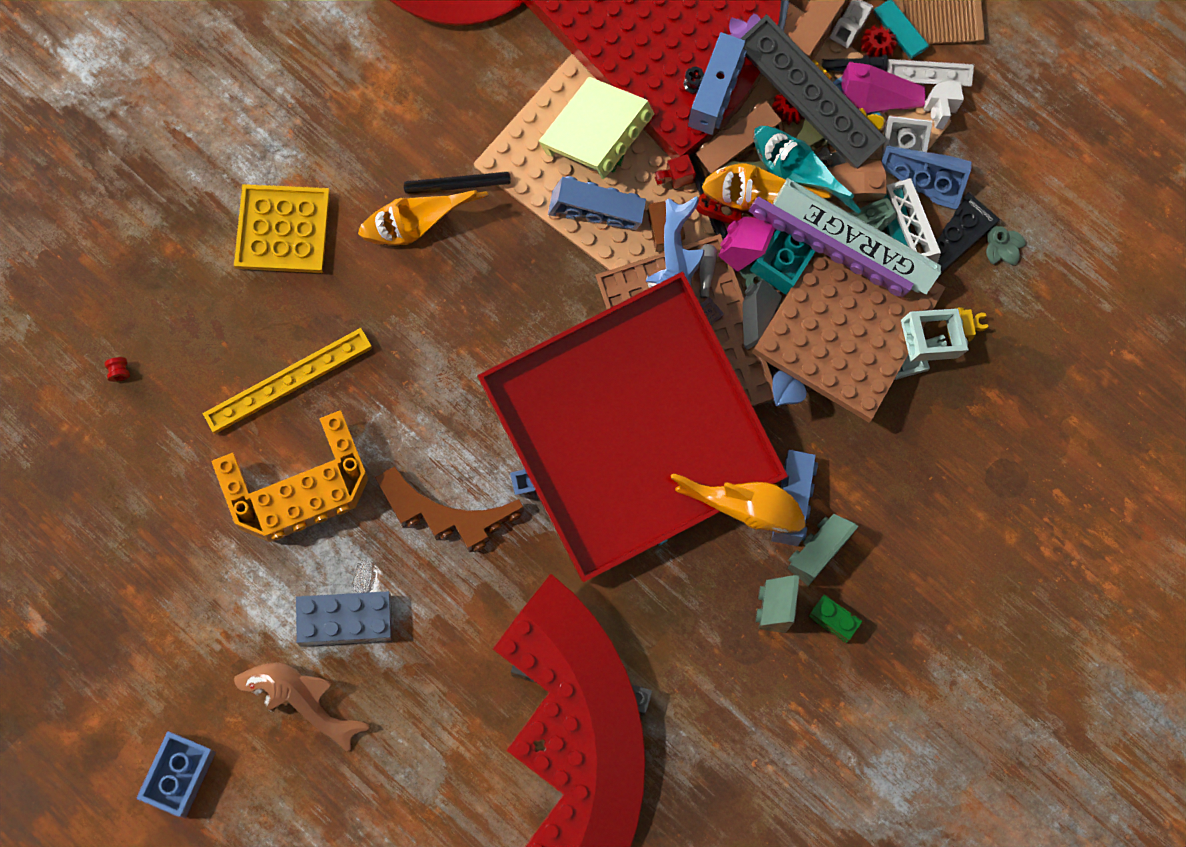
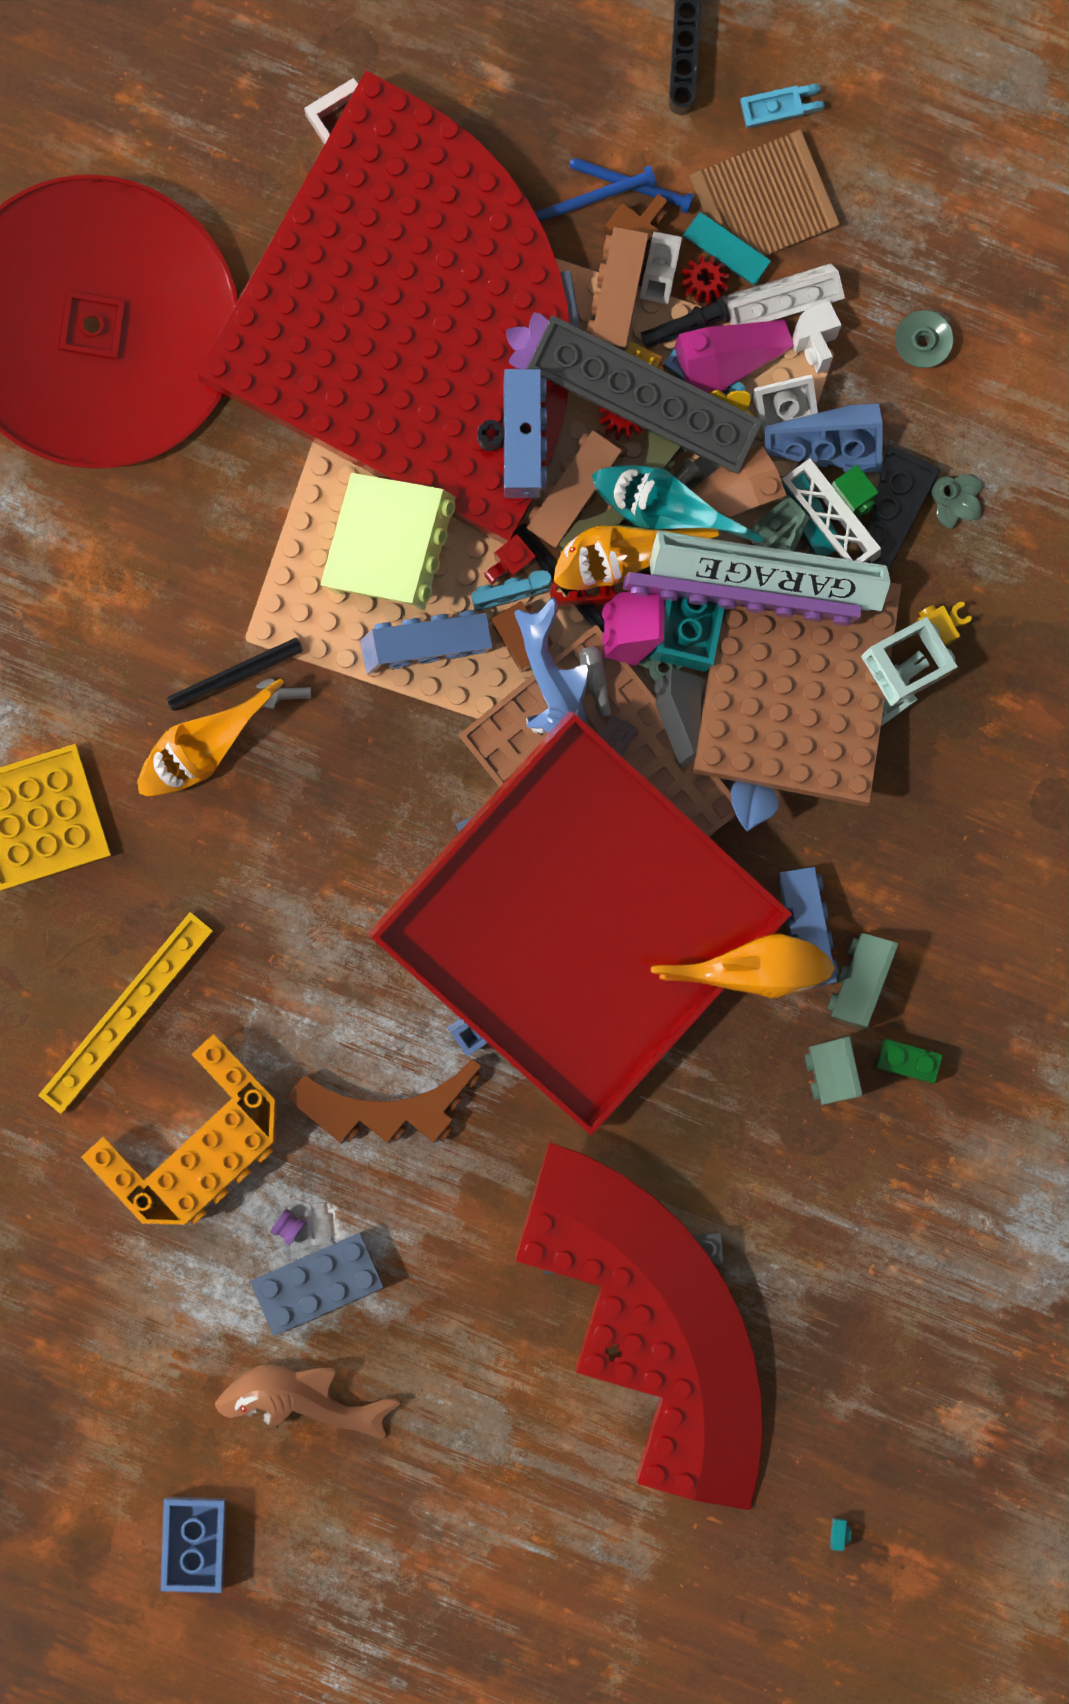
camera: 20 degrees left, 10 degrees up
(340, 571) = (288, 1227): none -> medium lavender wheel
(482, 207) = (283, 693): none -> light grey bar
(657, 192) = (512, 590): none -> medium azure hinge
(936, 210) = (856, 491): none -> green brick
(1020, 124) = (926, 325): none -> sand green dish

